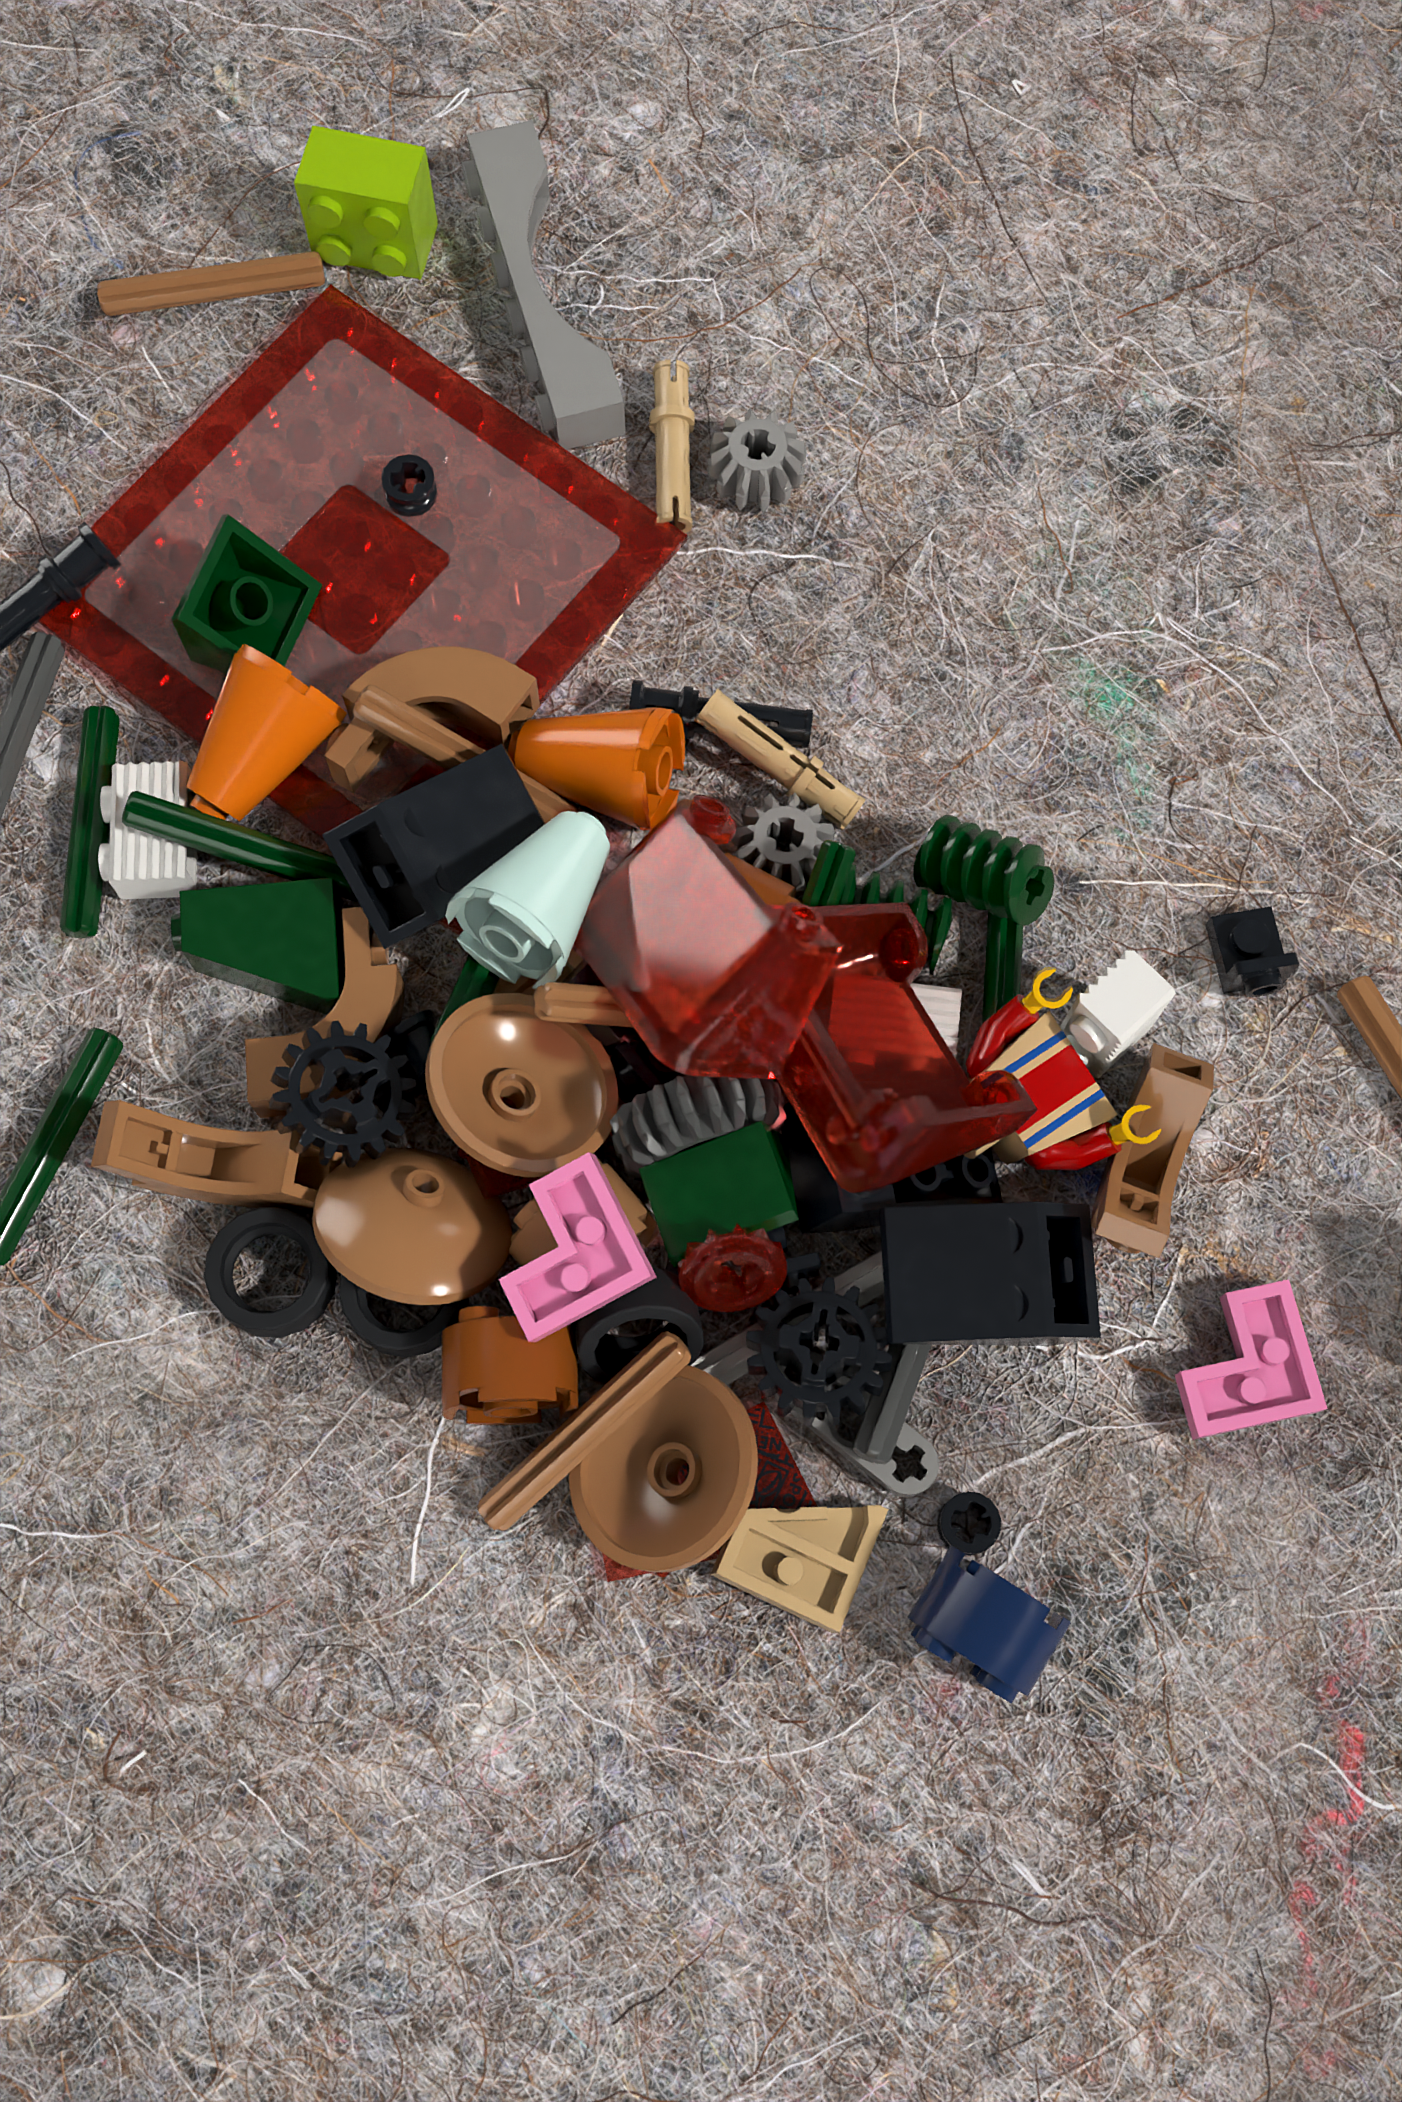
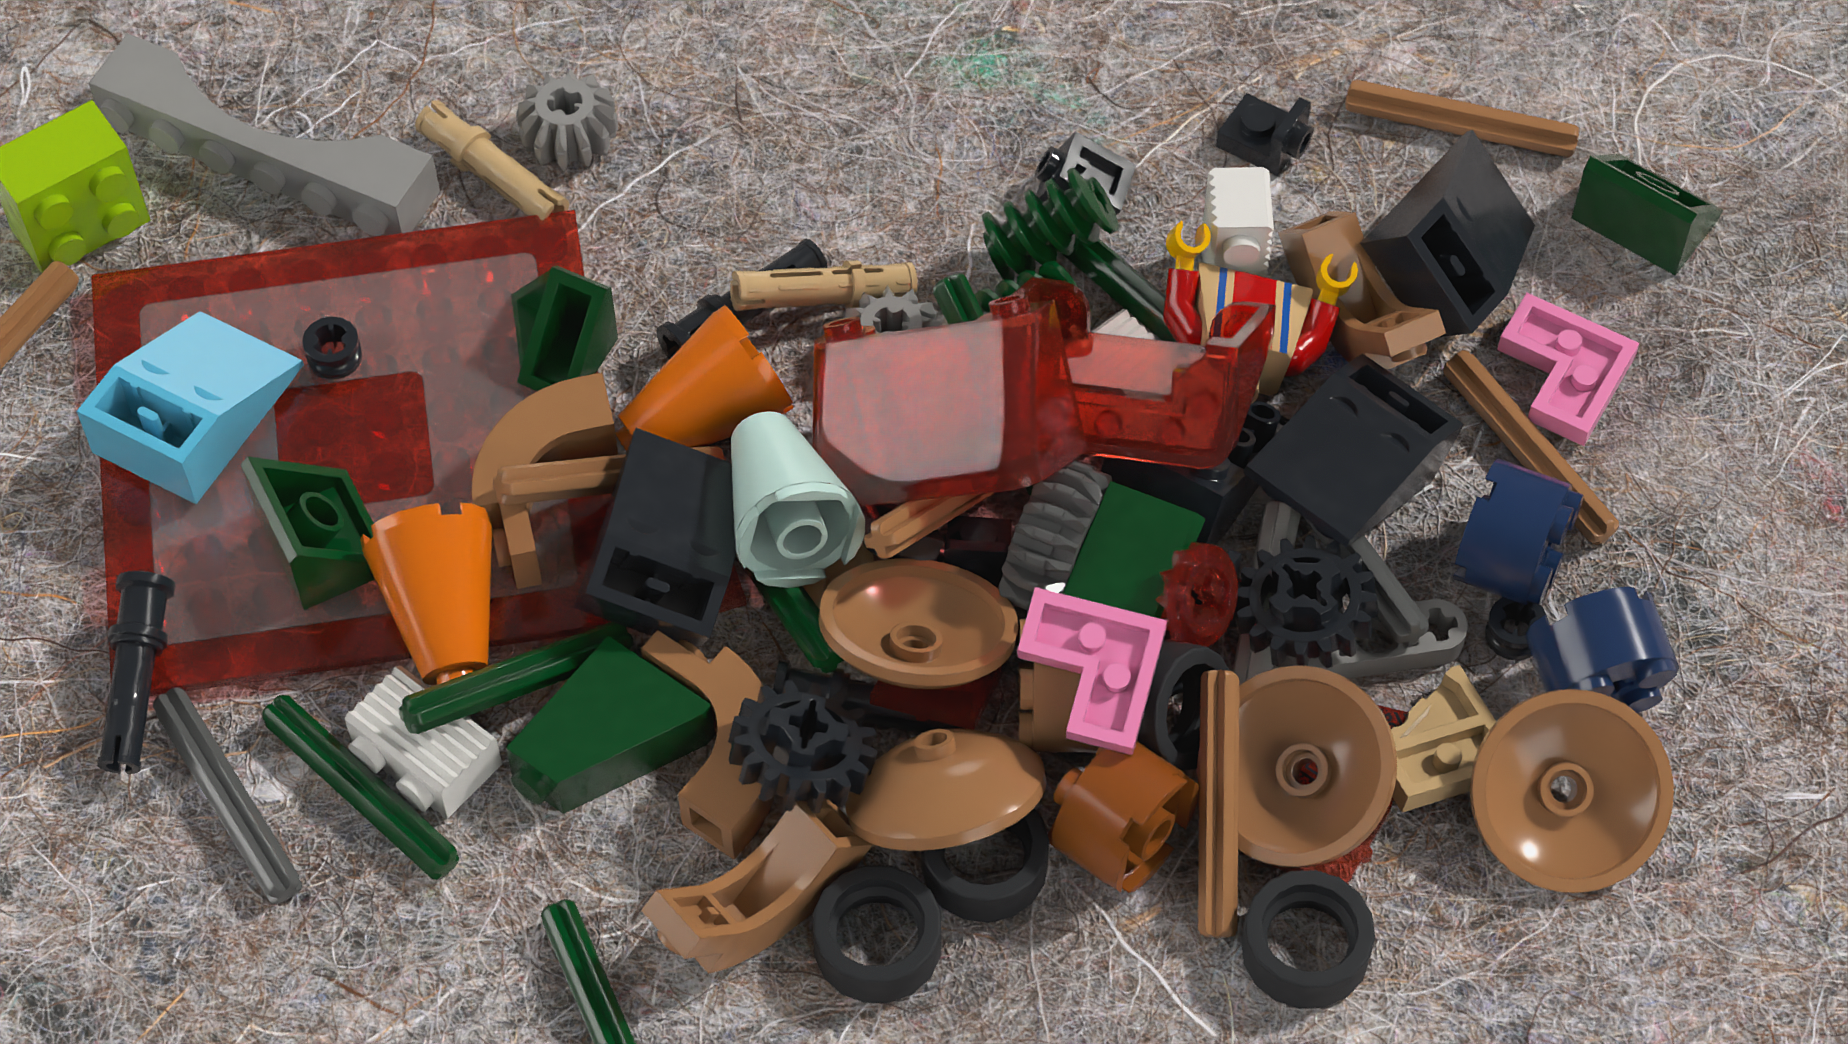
camera: 45 degrees left, 15 degrees down
(269, 434) = (185, 403): none -> medium azure slope
(486, 1591) = (1322, 893): none -> black tyre
(557, 628) = (562, 327): none -> dark green slope
(817, 1728) = (1615, 801): none -> medium nougat dish
(1038, 1462) = (1514, 533): none -> dark blue brick
(1074, 854) = (1090, 161): none -> bracket
(1148, 1400) = (1526, 440): none -> medium nougat axle
(1278, 1185) = (1454, 239): none -> black slope

